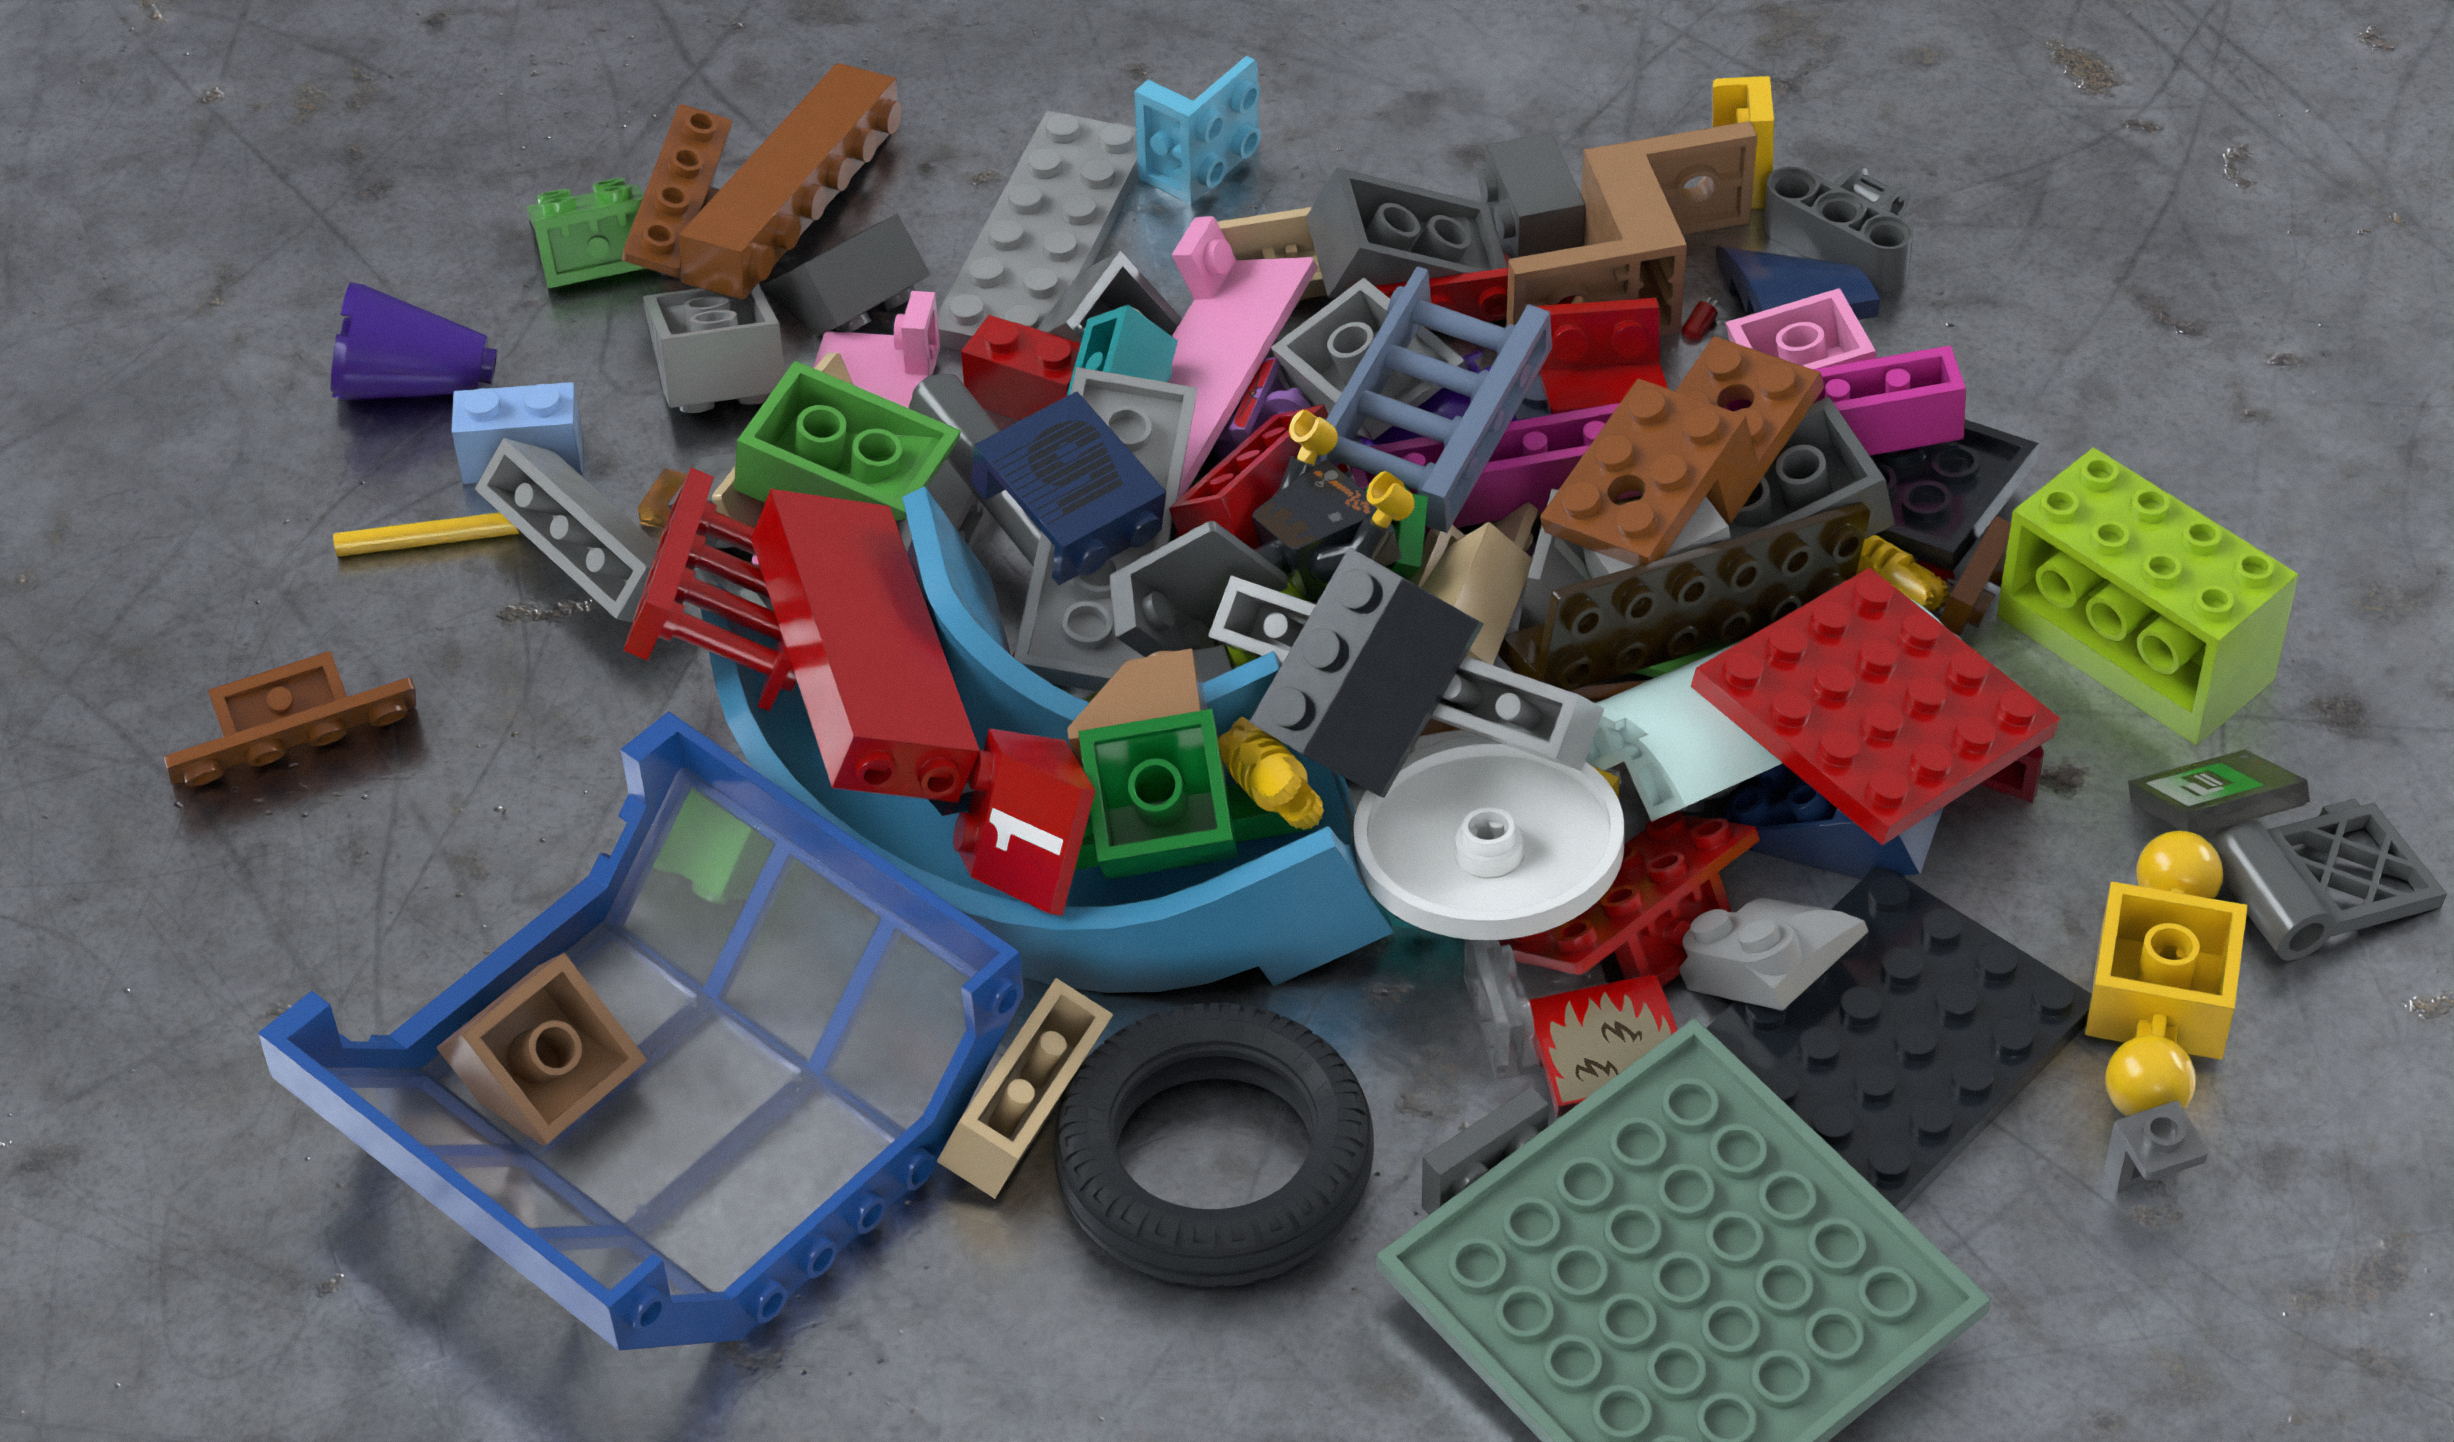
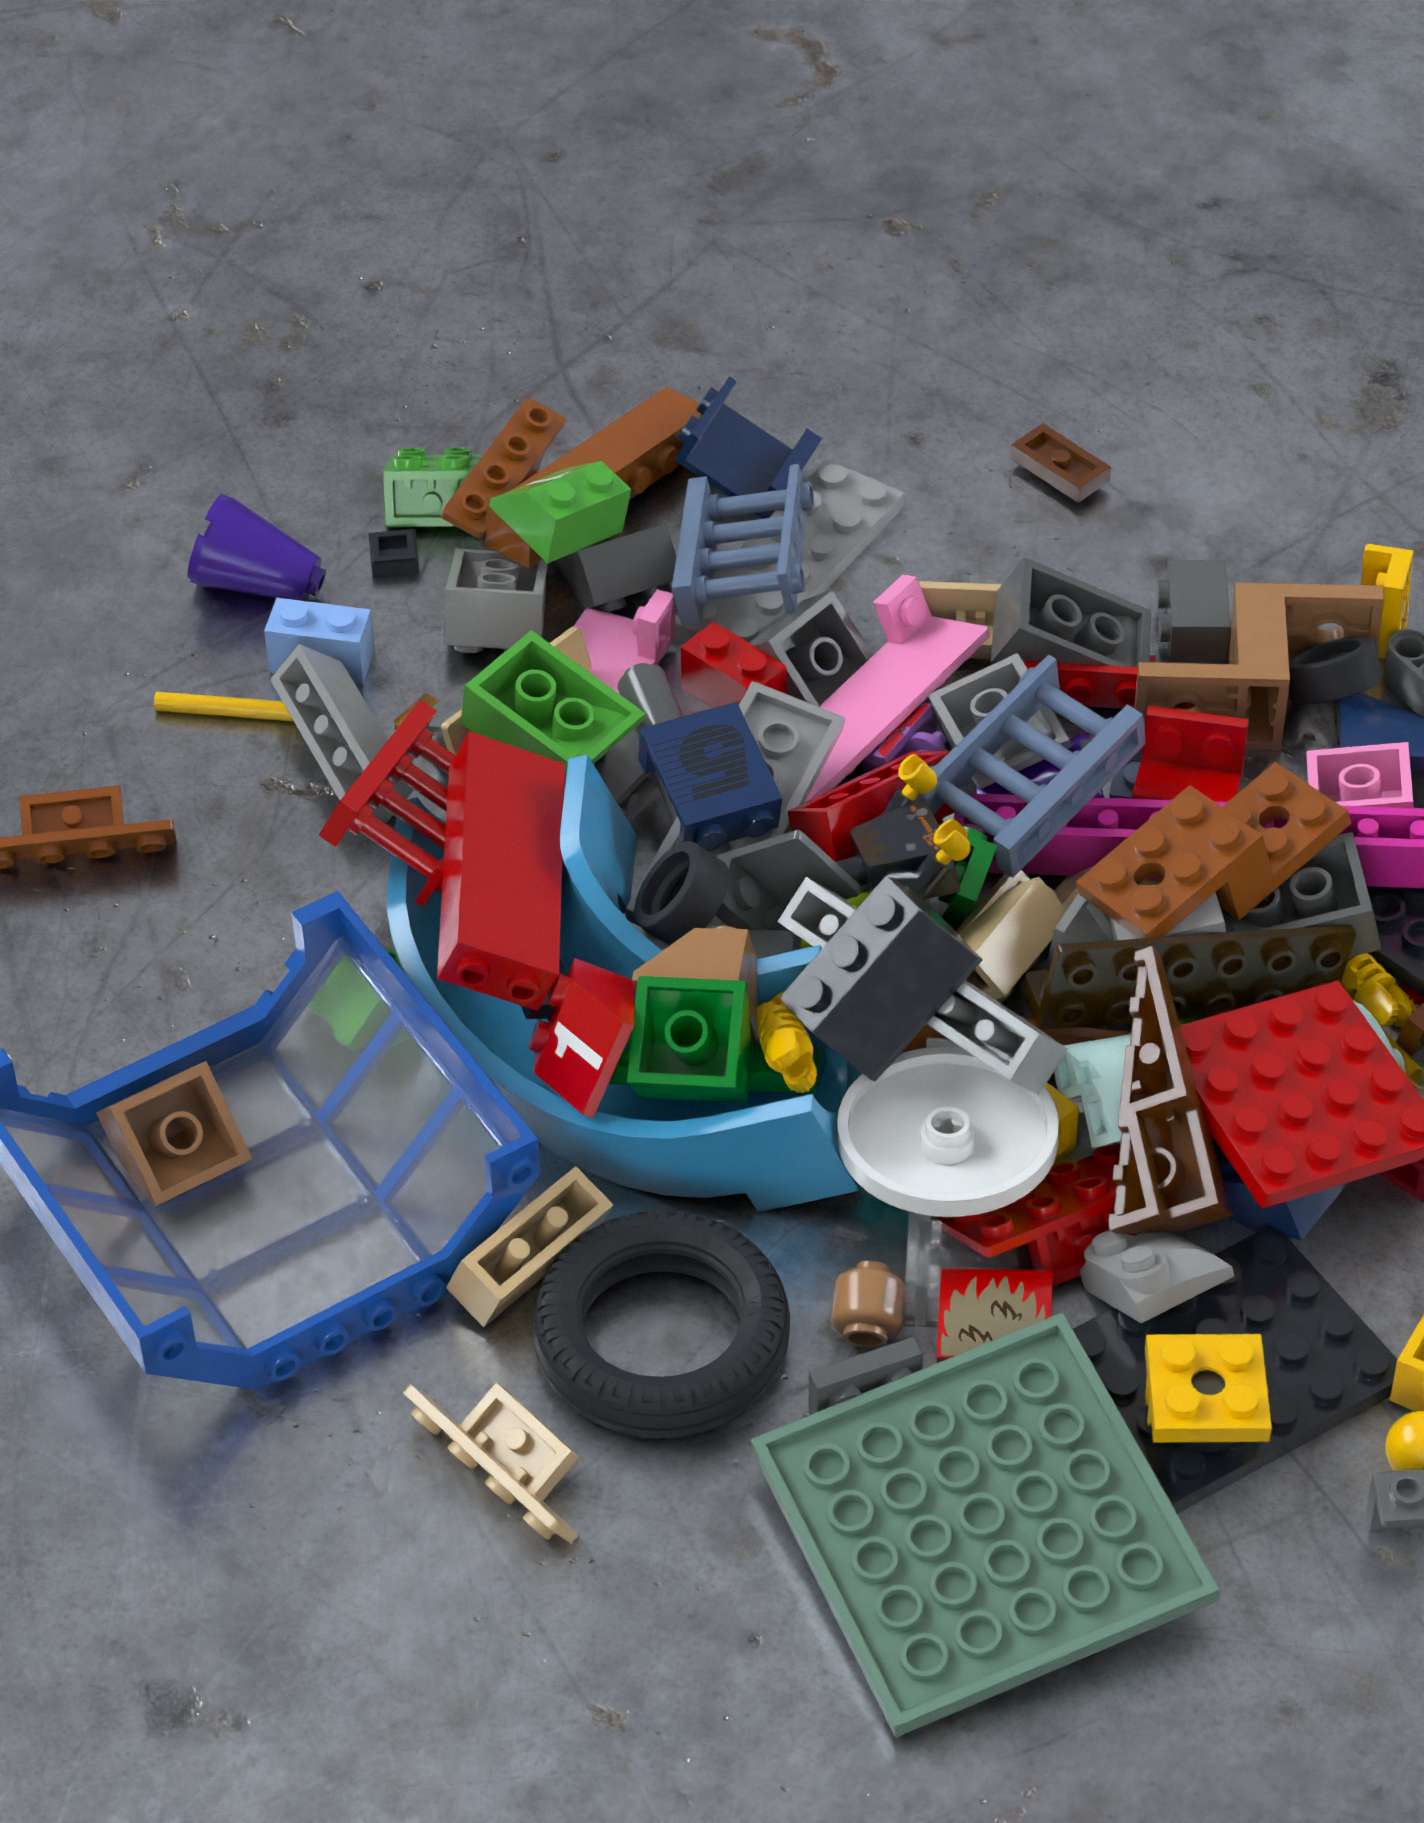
camera: 15 degrees right, 0 degrees up
(568, 316) = (393, 553): none -> black tile
(778, 217) = (566, 509): none -> bright green slope
(940, 222) = (700, 535): none -> sand blue fence
(952, 126) = (736, 452): none -> dark blue panel
(1060, 618) = (681, 892): none -> black tyre
(1084, 1330) = (512, 1446): none -> tan bracket
(1126, 345) = (810, 673): teal slope -> none
(1195, 143) = (937, 510): medium azure bracket -> none
(1317, 63) = (1060, 462): none -> reddish brown plate
(1451, 1064) = (868, 1305): none -> medium nougat head
(1699, 320) = (1299, 743): red piece -> none
(1724, 227) = (1333, 670): none -> black tyre
(1749, 807) = (1167, 1155): none -> reddish brown wedge
(1892, 1069) = (1207, 1390): none -> yellow piece

